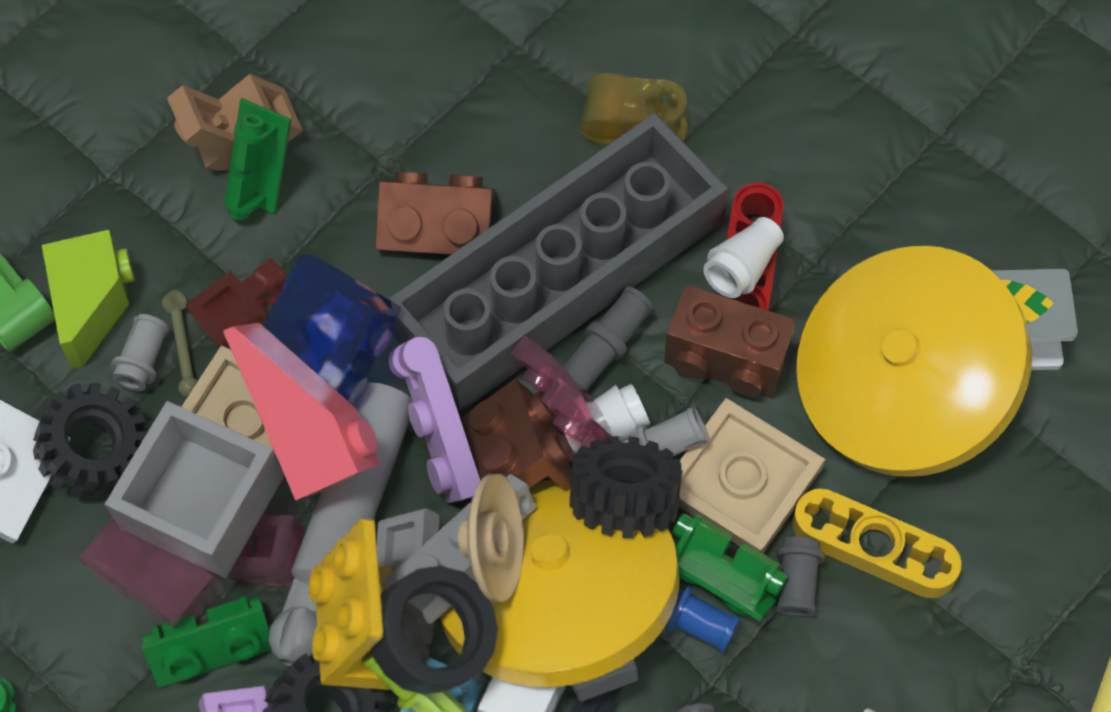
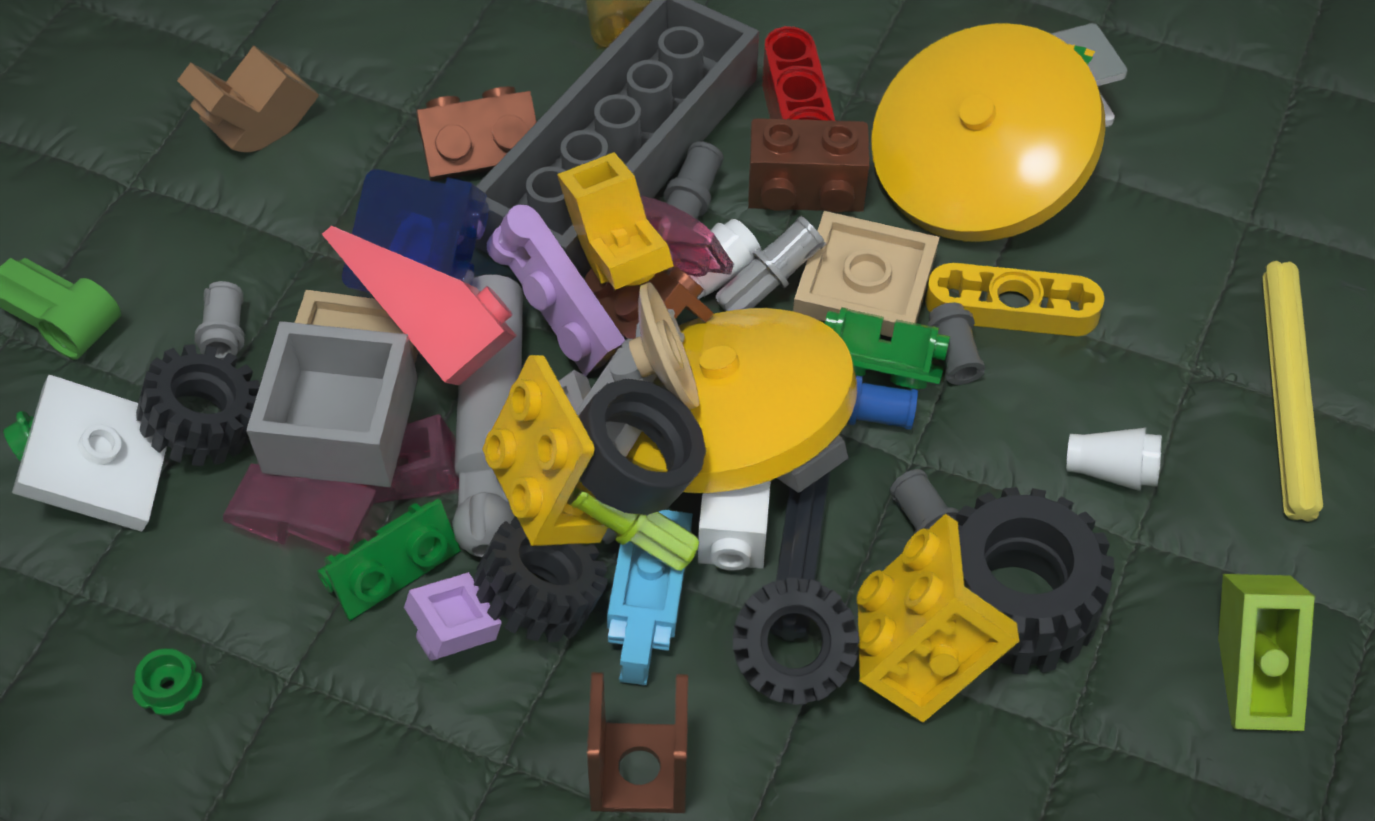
camera: 20 degrees left, 10 degrees down
(86, 290) = (146, 277): lime slope -> none
(174, 303) = (241, 274): olive hinge -> none
(236, 302) = (304, 258): clear red plate -> none
(256, 160) = (285, 119): green hinge -> none
(500, 382) = (613, 223): none -> yellow brick
(625, 486) = (767, 293): black tyre -> none
(740, 260) = (796, 83): white cone -> none

